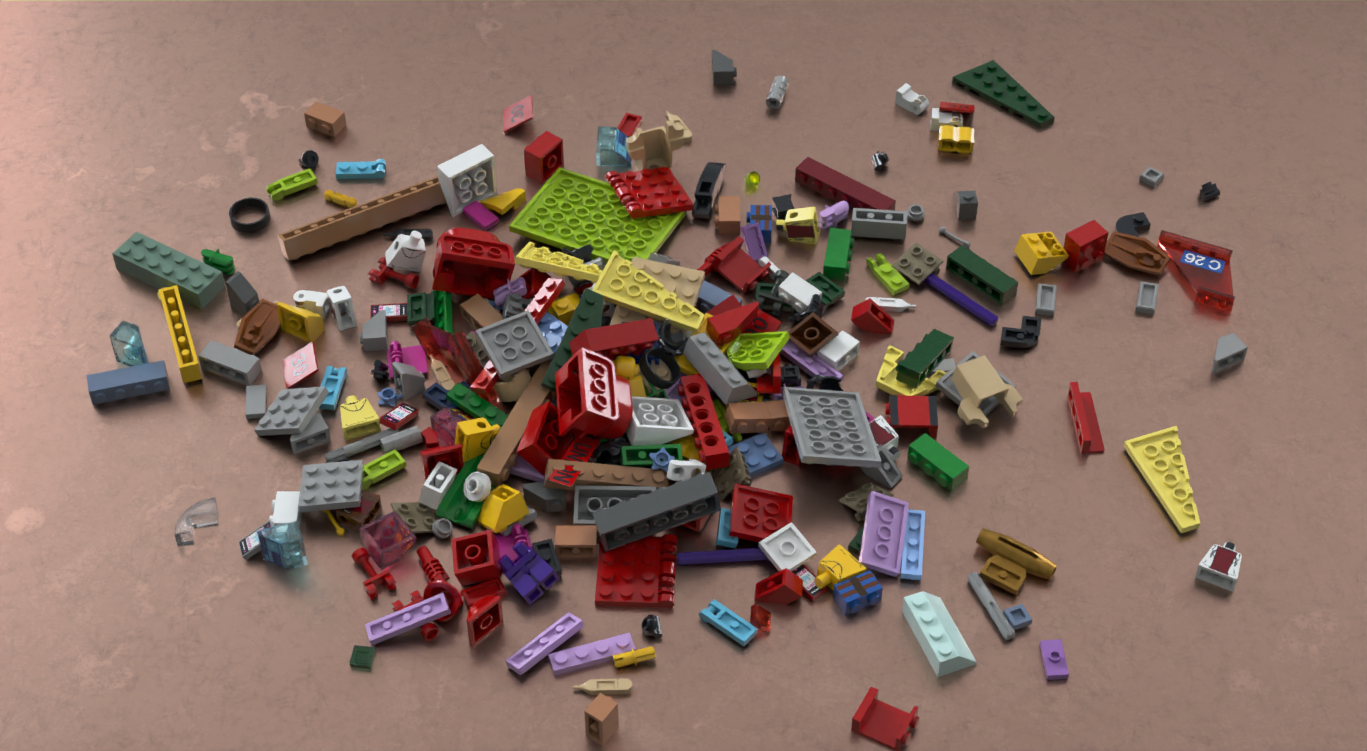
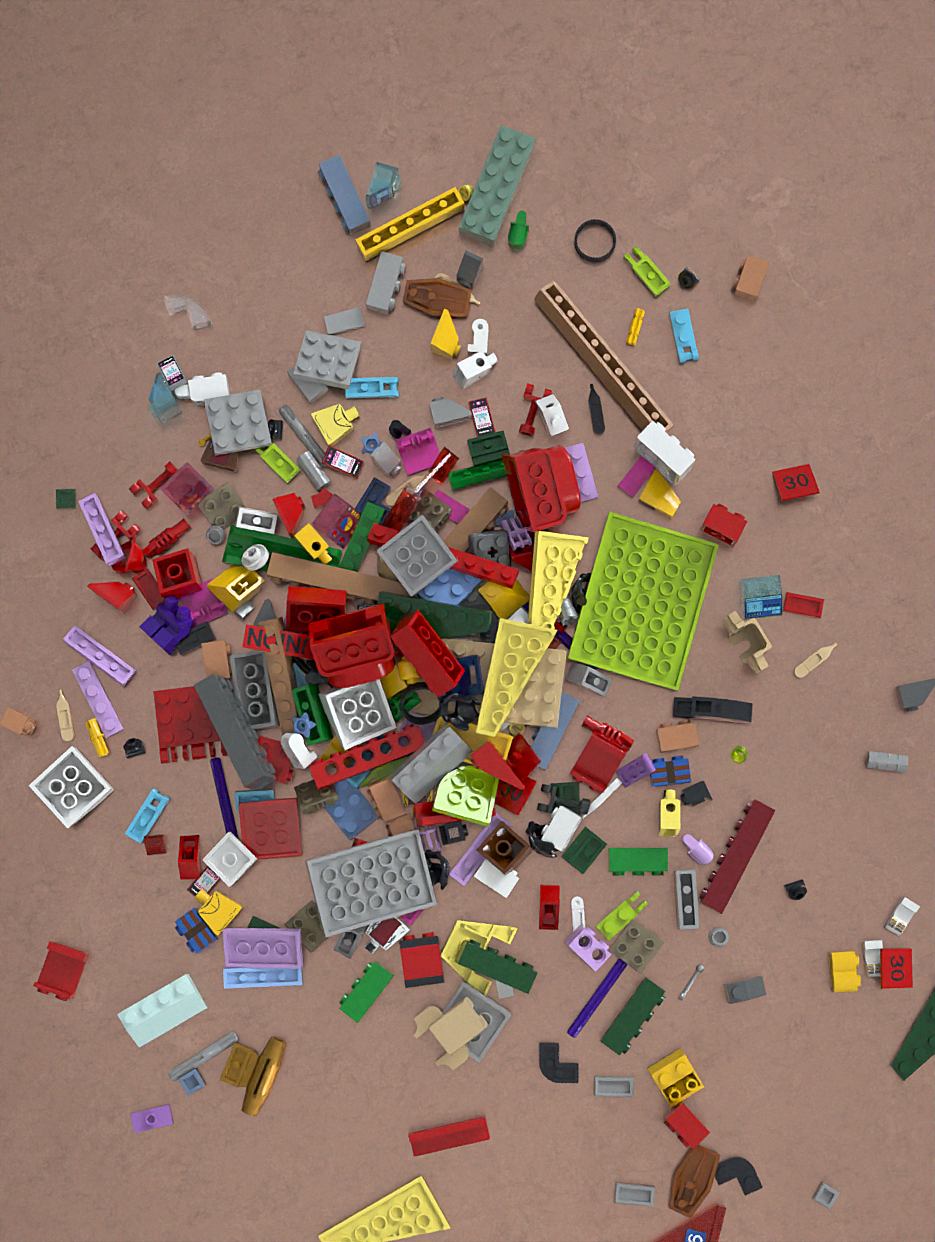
camera: 85 degrees right, 35 degrees up
(300, 365) = (391, 351): piece -> none
(649, 192) = (695, 650): red hinge -> none
(683, 679) = (71, 787): none -> white slope
(915, 294) = (585, 950): none -> lavender brick

